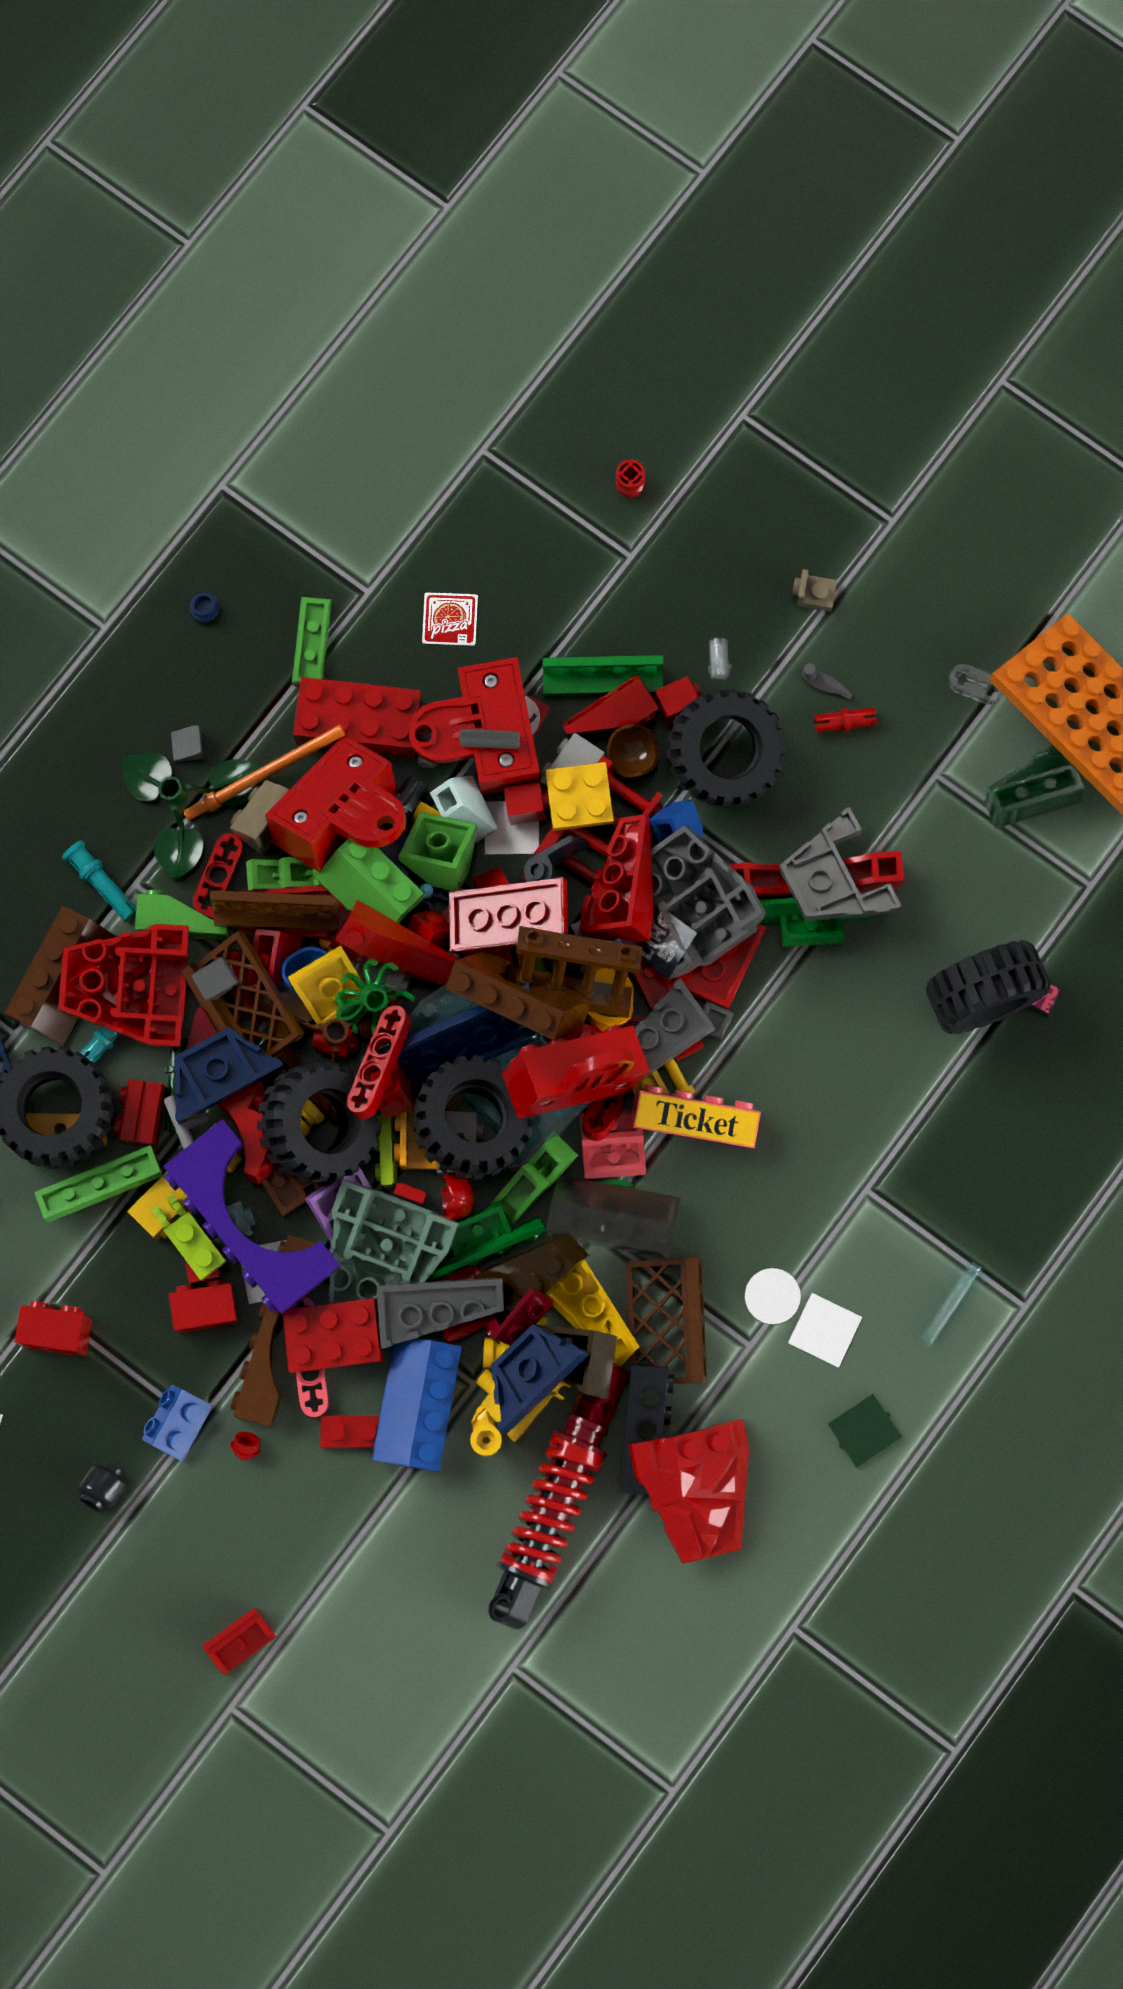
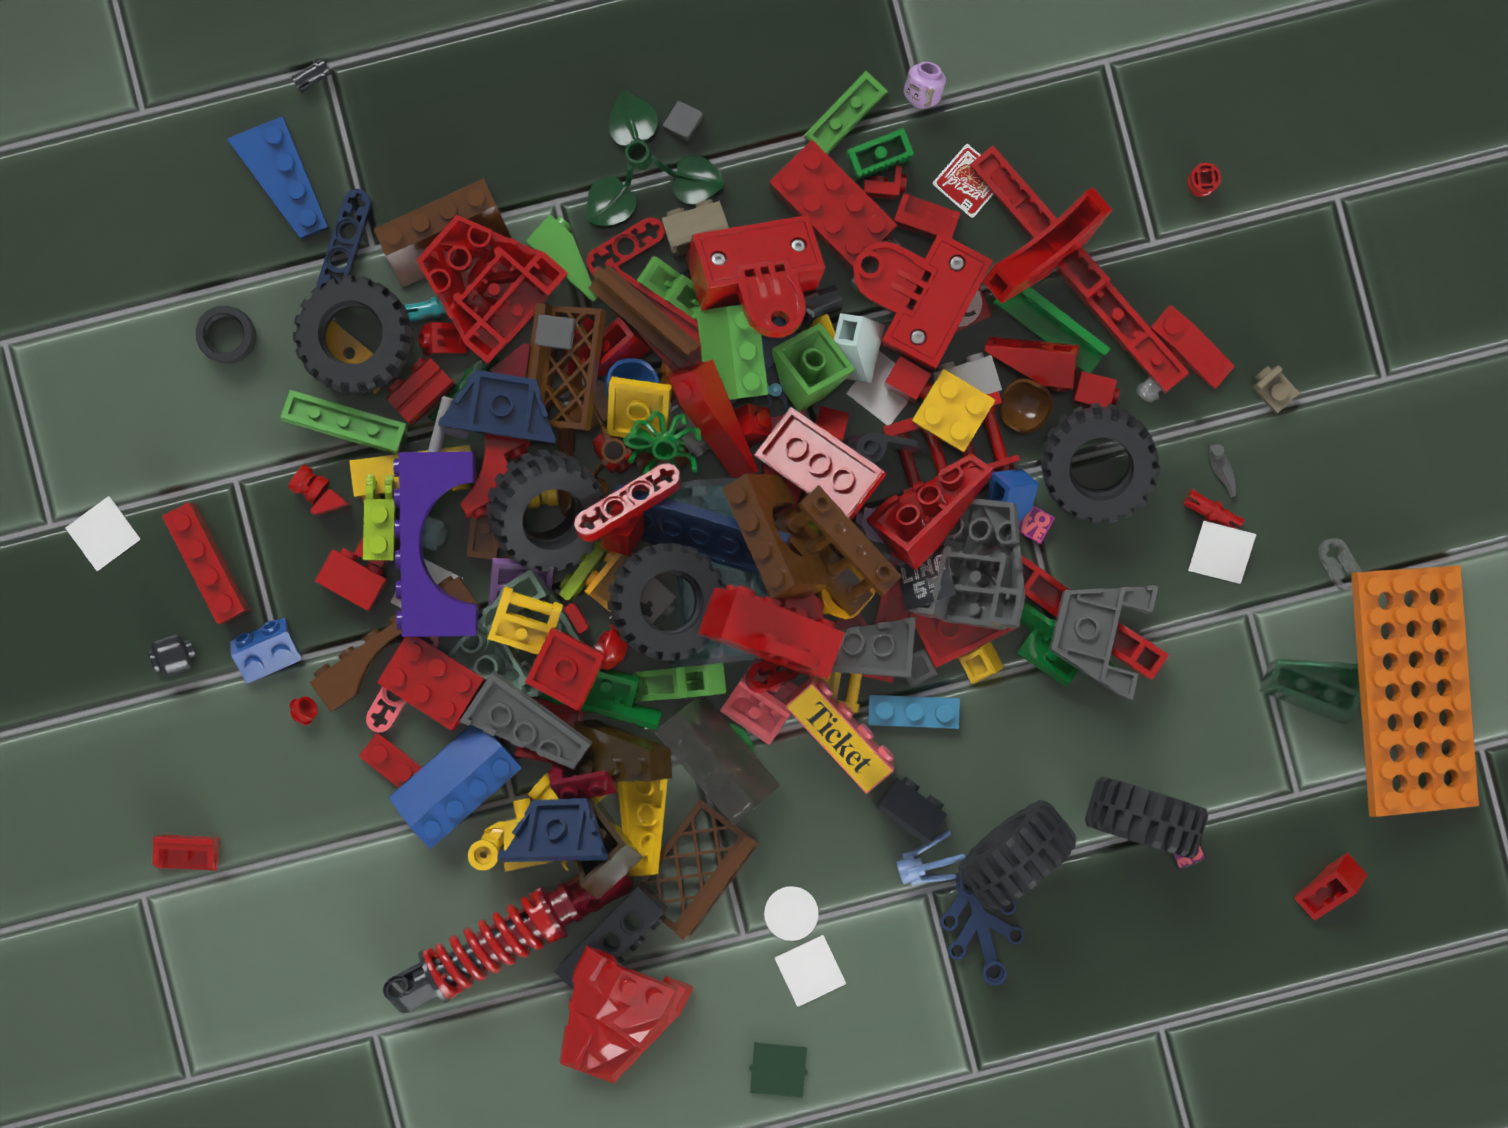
camera: 35 degrees right, 10 degrees up
(53, 1330) = (224, 508): red brick -> none
(72, 1388) = (206, 563): none -> red brick
(92, 871) = (529, 164): teal pin -> none
(108, 1259) = (309, 484): none -> red wheel
(127, 1059) = (440, 339): none -> red bracket
(137, 1260) = (329, 502): none -> red slope
(204, 607) = (783, 18): dark blue plate -> none
(215, 799) = (668, 184): orange bar -> none
(356, 571) = (924, 85): none -> lavender head
(363, 649) = (879, 154): none -> green brick
(374, 1234) = (520, 630): none -> yellow plate
(388, 674) = (880, 187): none -> red bracket
(434, 1234) = (565, 668): none -> red plate
(437, 672) = (925, 217): none -> red hinge
(489, 738) = (918, 311): dark grey axle -> none
(552, 618) = (1047, 249): none -> red arch
(589, 618) = (1081, 273): none -> red slope
(717, 836) = (1035, 524): none -> tile
(723, 609) = (1191, 346): none -> red slope
(739, 1057) = (913, 711): none -> dark azure plate
(761, 978) = (981, 663): none -> yellow slope
(801, 1134) = (912, 810): none -> black slope
(839, 1181) = (913, 869): none -> medium blue plant
(877, 745) = (1222, 552): none -> white sticker
(911, 1096) = (1017, 855): none -> black tyre
(928, 1180) = (980, 921): none -> dark blue plant
(951, 1303) = (921, 1028): clear light blue bar -> none

